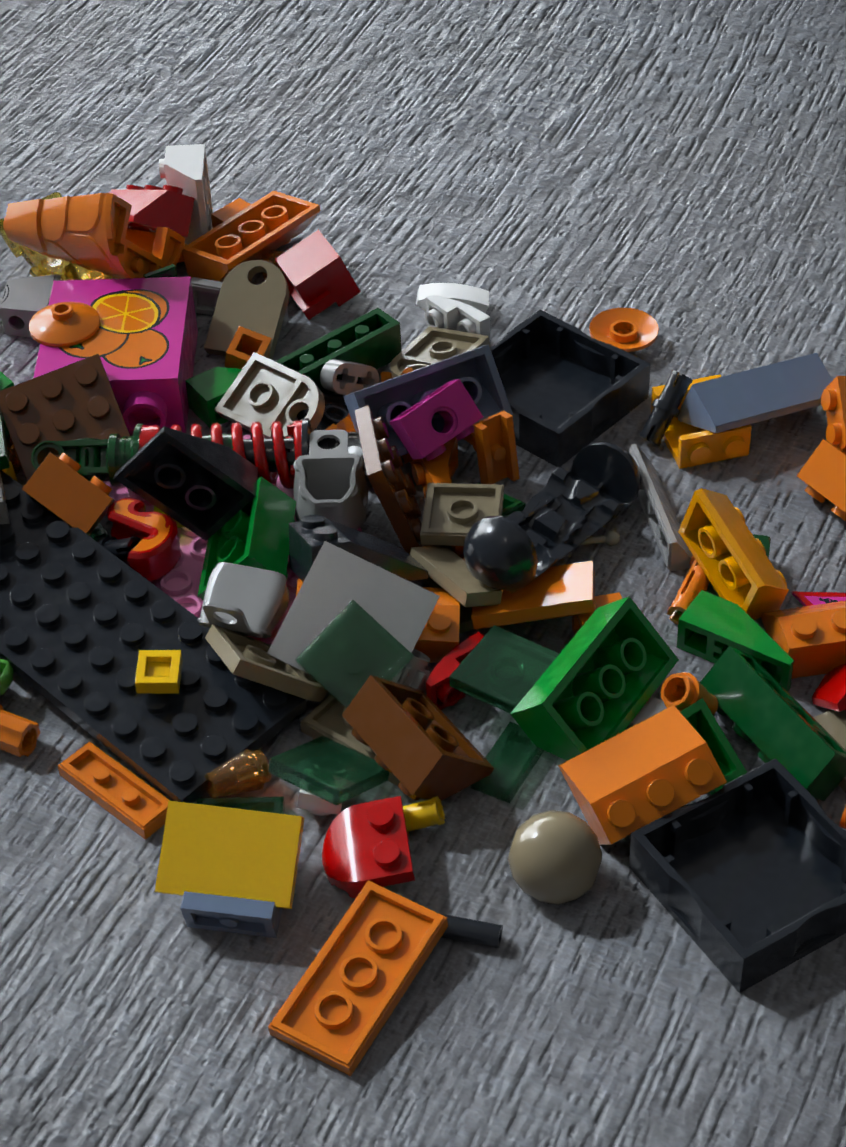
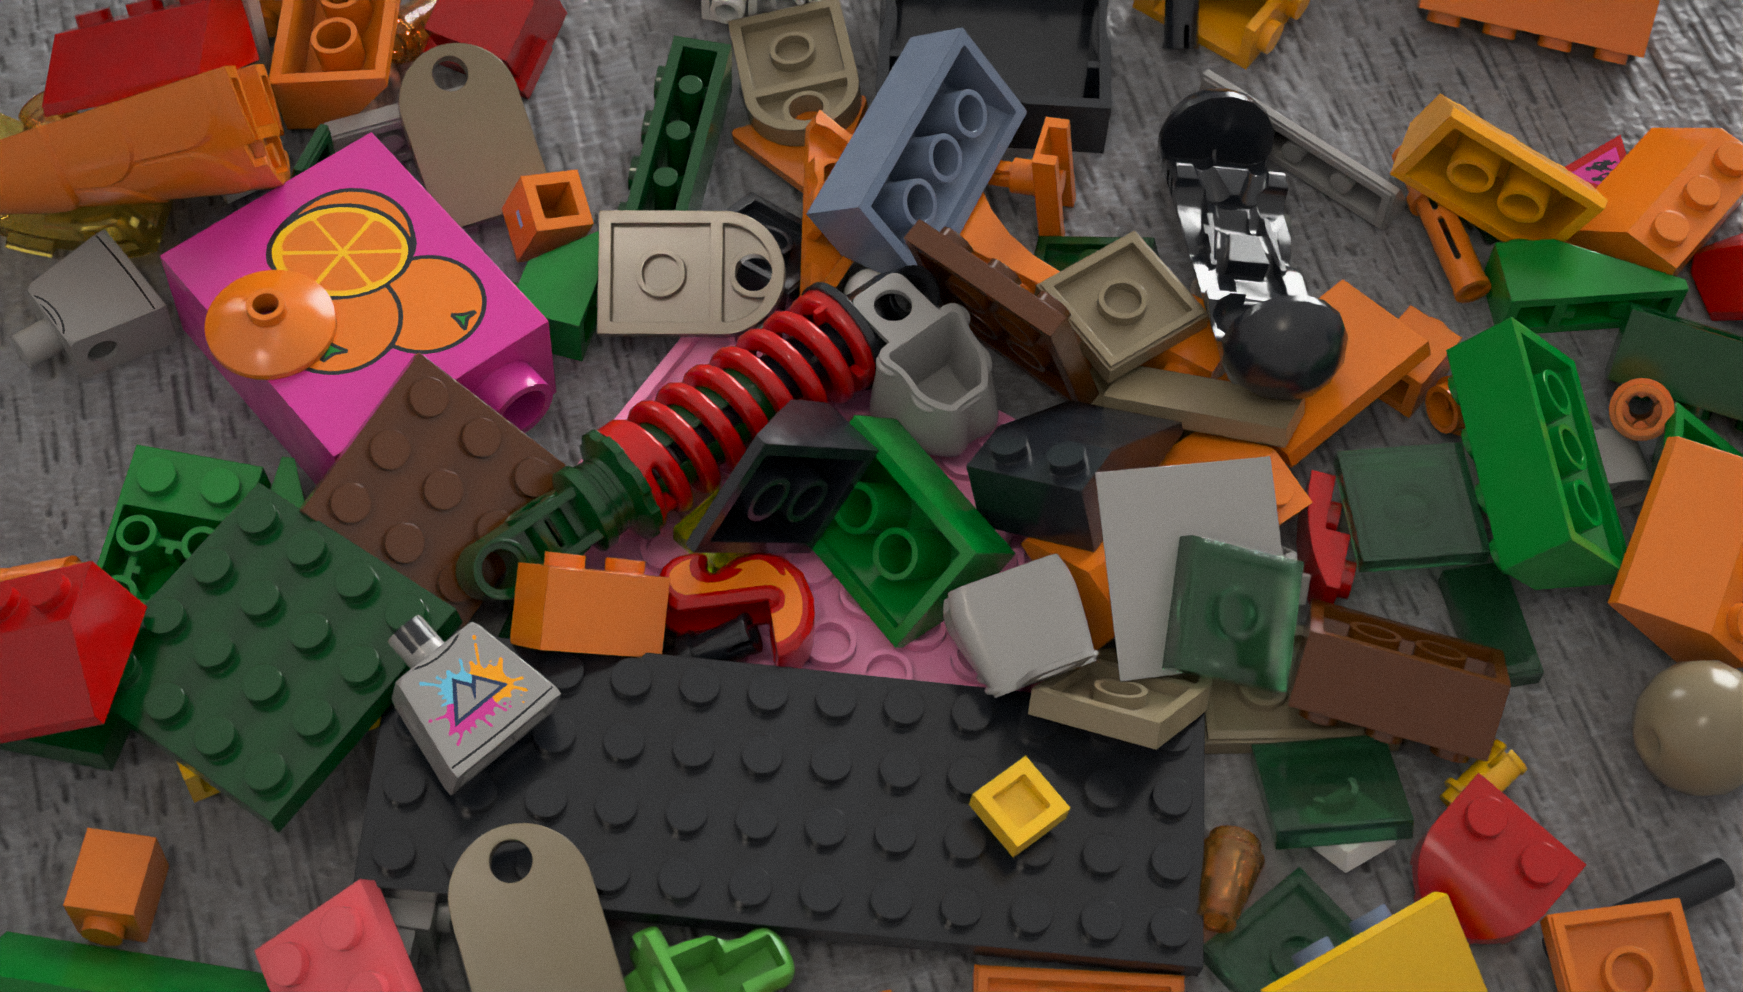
camera: 45 degrees left, 15 degrees up
(350, 372) = (726, 171): light grey beam -> none
(415, 424) = (976, 178): dark pink brick -> none

